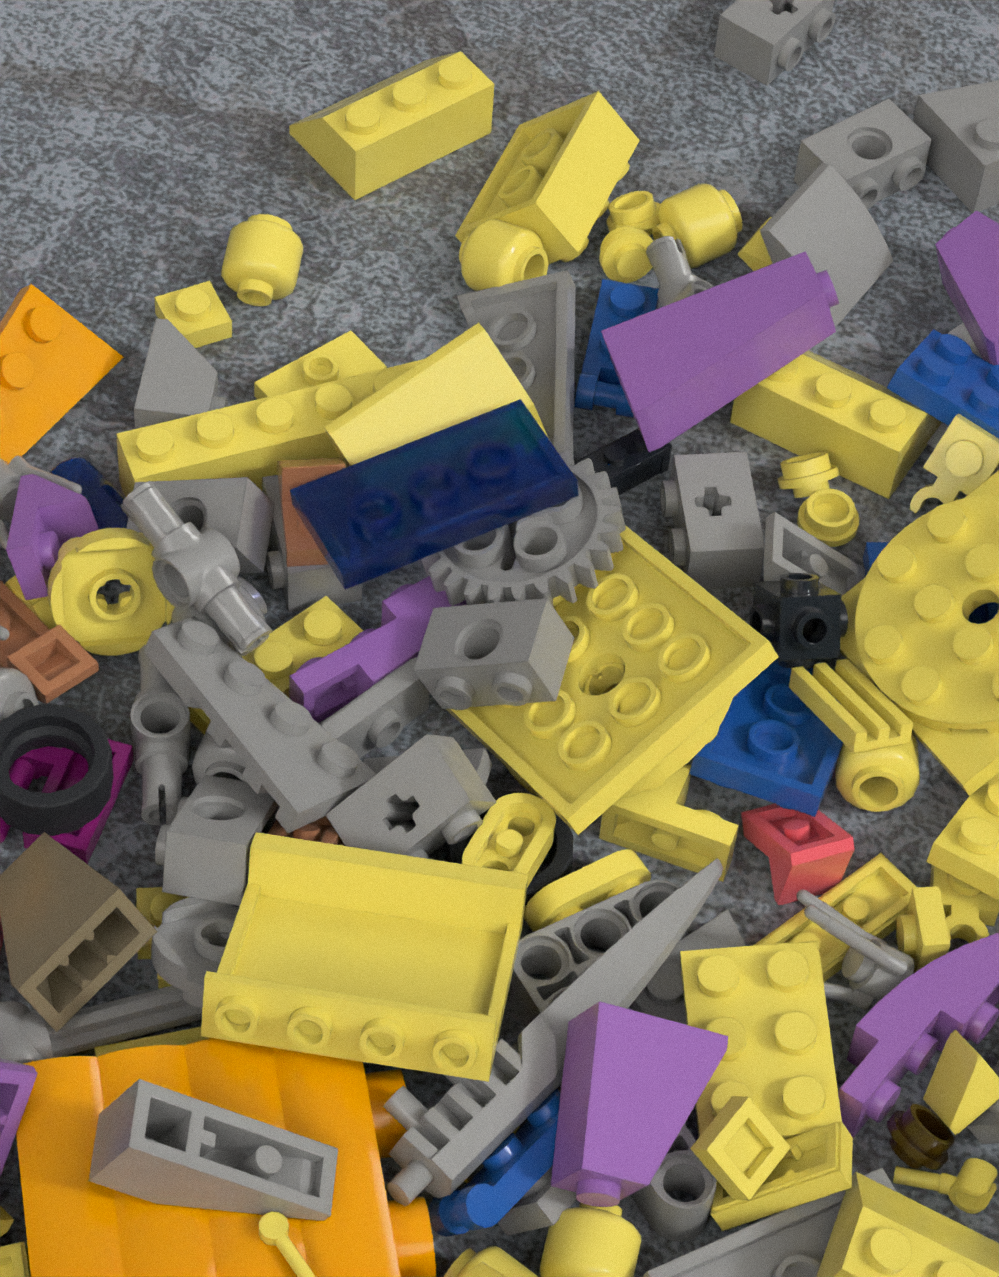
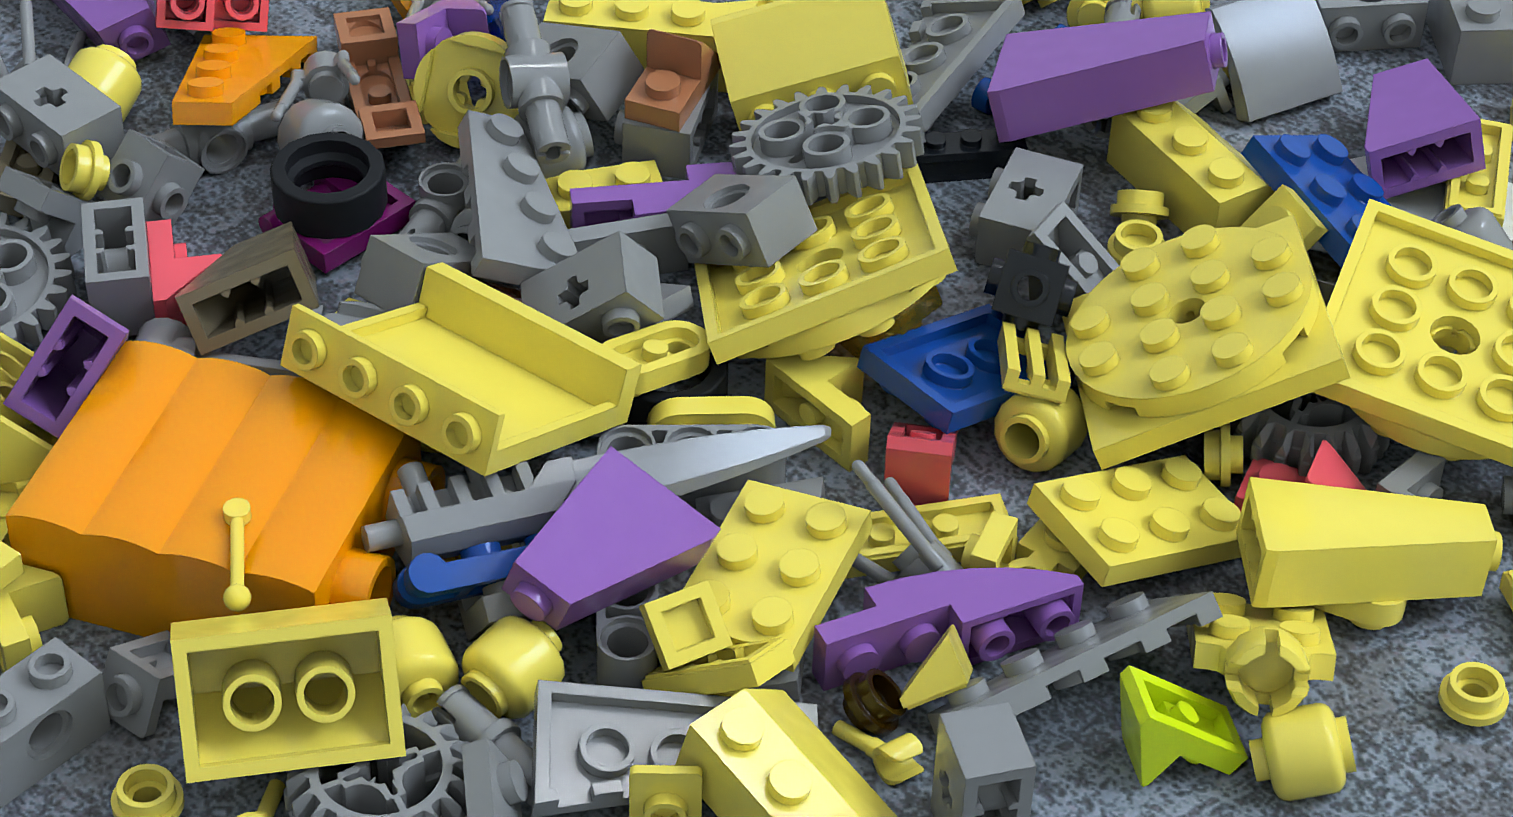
camera: 30 degrees right, 10 degrees down
(208, 1157) = (214, 435): light grey slope -> none
(433, 493) = (761, 83): clear blue tile -> none

